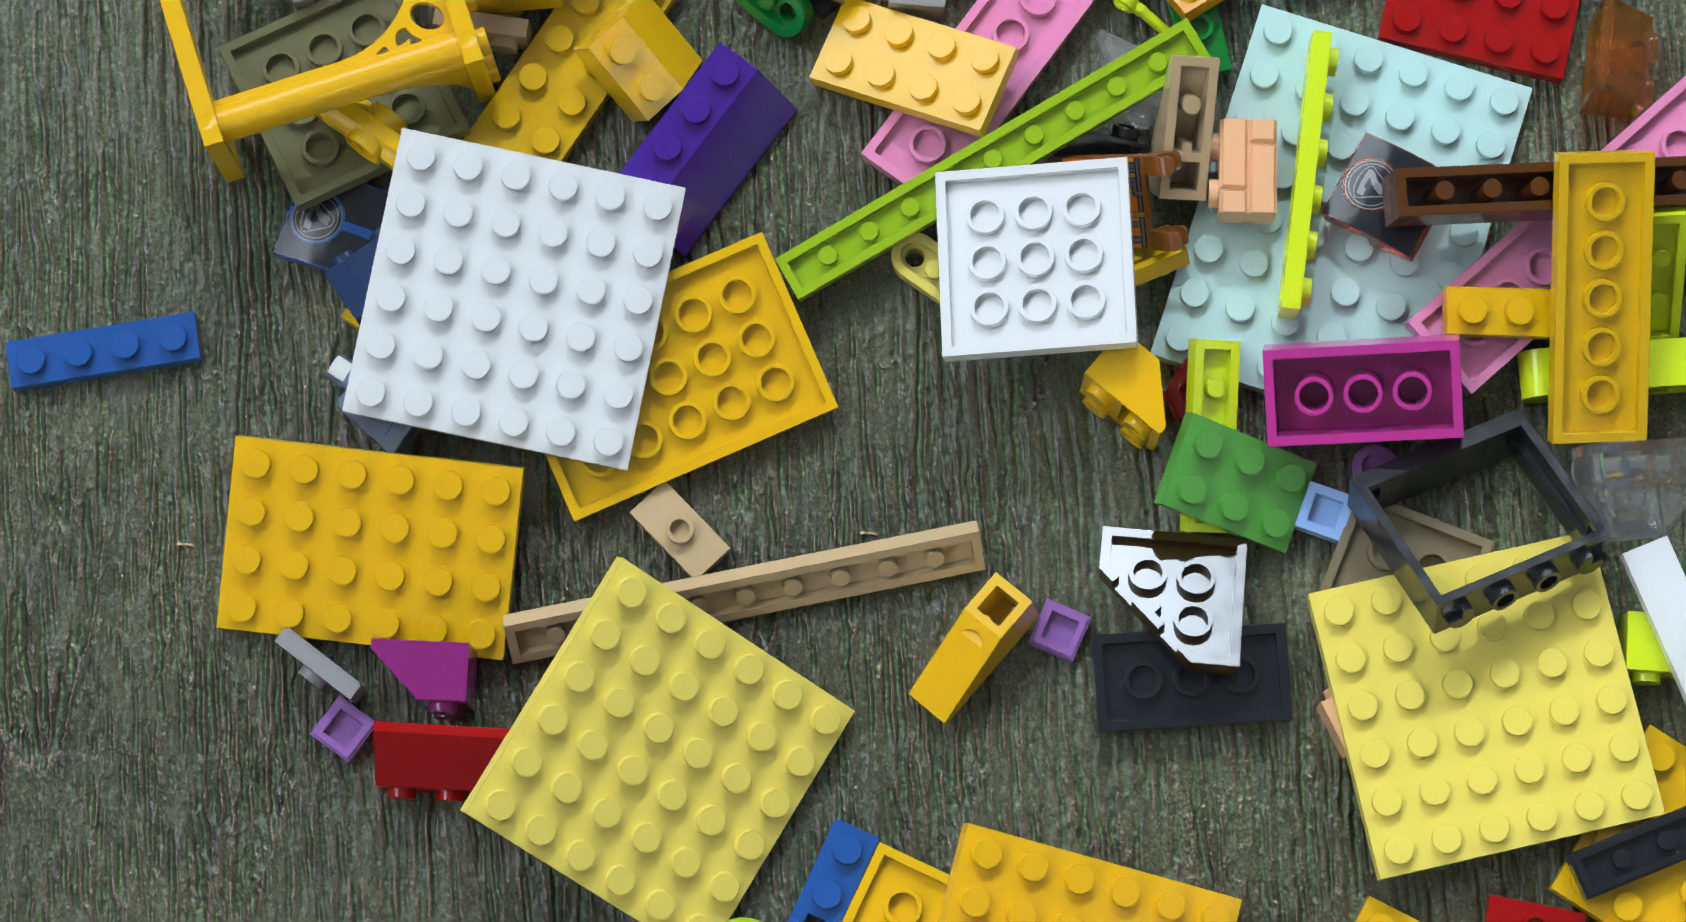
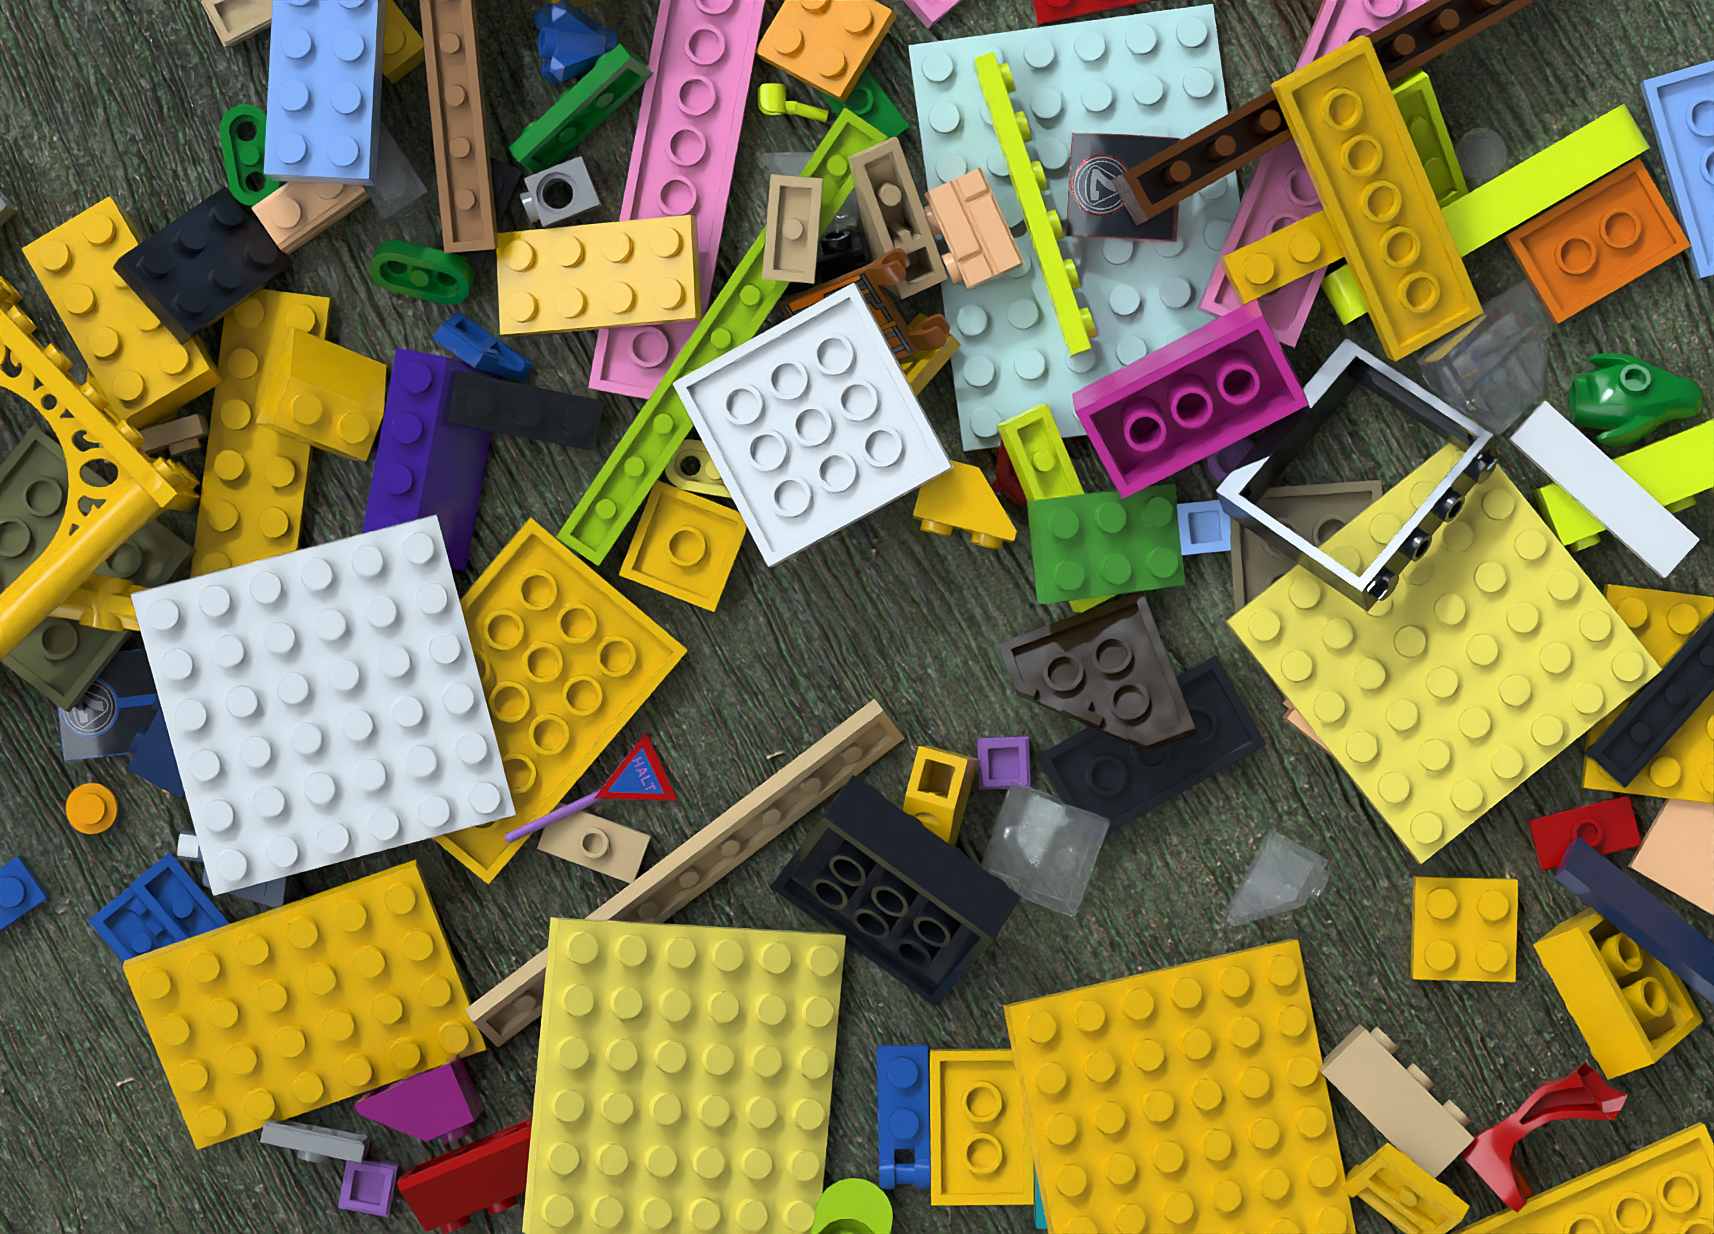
camera: 30 degrees left, 10 degrees up
(275, 302) = (91, 808): none -> light orange plate
(286, 409) = (156, 912): none -> blue slope
(741, 495) = (636, 778): none -> piece
(788, 82) = (481, 348): none -> blue tile
(798, 145) = (523, 411): none -> black plate
(878, 321) = (684, 546): none -> yellow plate
(915, 687) = (896, 891): none -> black slope
(1059, 716) = (1044, 848): none -> clear slope
(1096, 93) = (792, 228): none -> tan plate
(1248, 839) = (1277, 880): none -> clear slope

